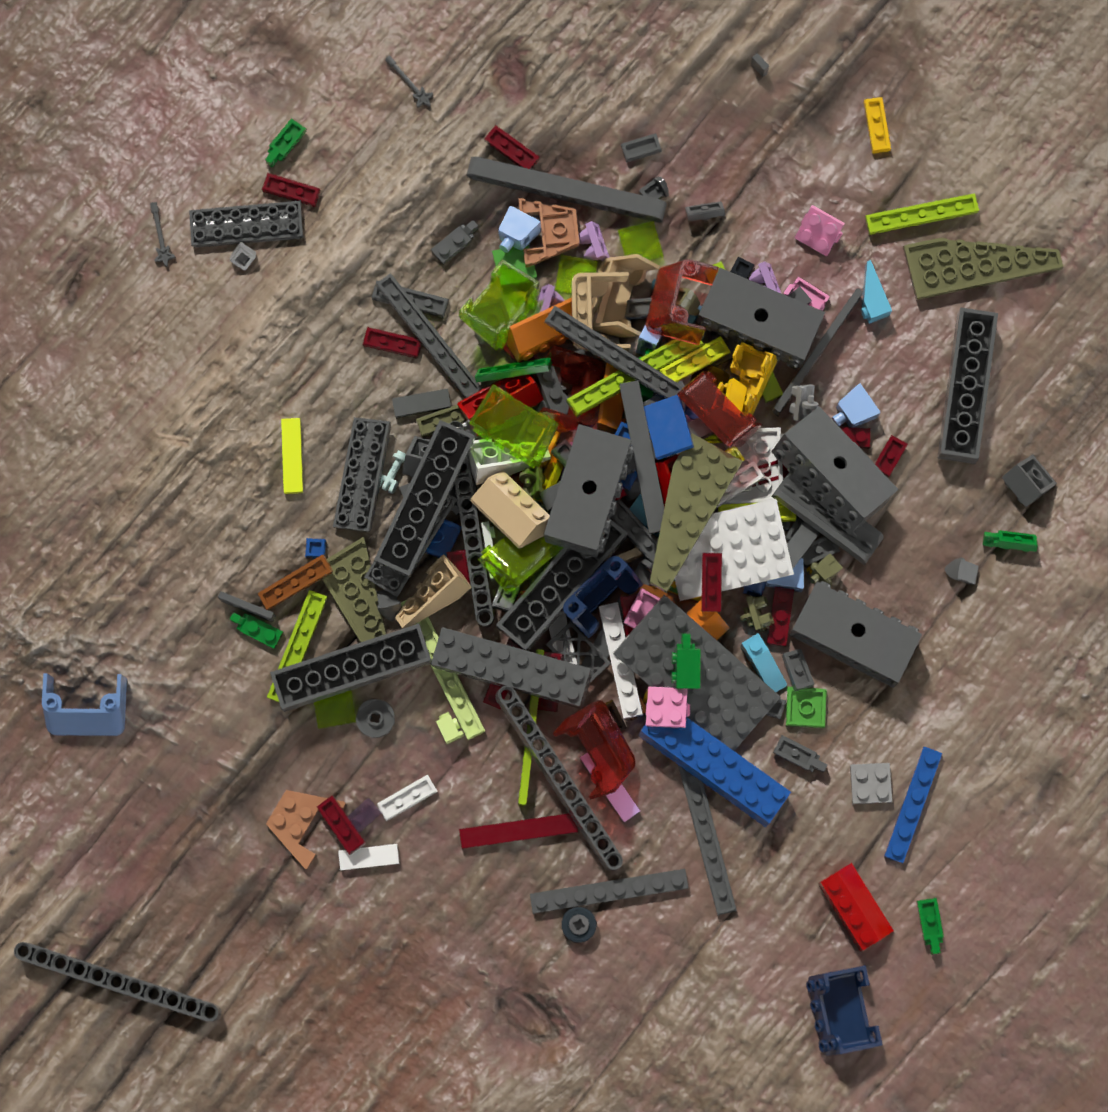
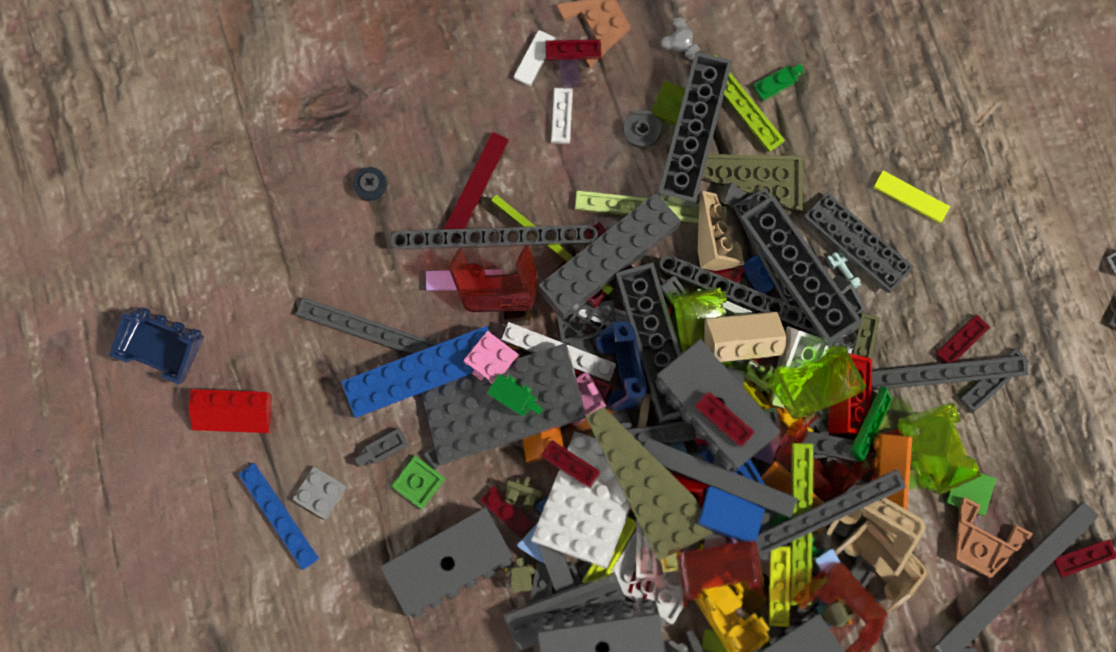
camera: 125 degrees right, 0 degrees up
(246, 606) = (802, 83): dark grey tile -> none
(270, 736) = (681, 39): none -> light grey animal
(295, 582) = (797, 132): dark orange plate -> none
(315, 548) = (817, 168): blue tile -> none
(421, 403) = (891, 331): dark grey tile -> none
(449, 728) = (595, 180): yellowish green brick -> none
(454, 242) = (1024, 451): dark grey hinge -> none
(517, 230) = (1002, 511): light blue torso -> none
(547, 298) = (920, 500): lavender tile -> none
(568, 268) = (933, 540): clear neon green tile -> none
(593, 235) = (955, 578): lavender tile -> none
(599, 471) = (724, 419): none -> dark red plate
(609, 891) = (380, 225): dark grey plate -> none
(641, 240) = (923, 616): clear neon green tile -> none
(763, 662) = (477, 470): medium azure slope -> none
(798, 670) = (452, 495): dark grey plate -> none
(930, 924) = (175, 463): green hinge -> none

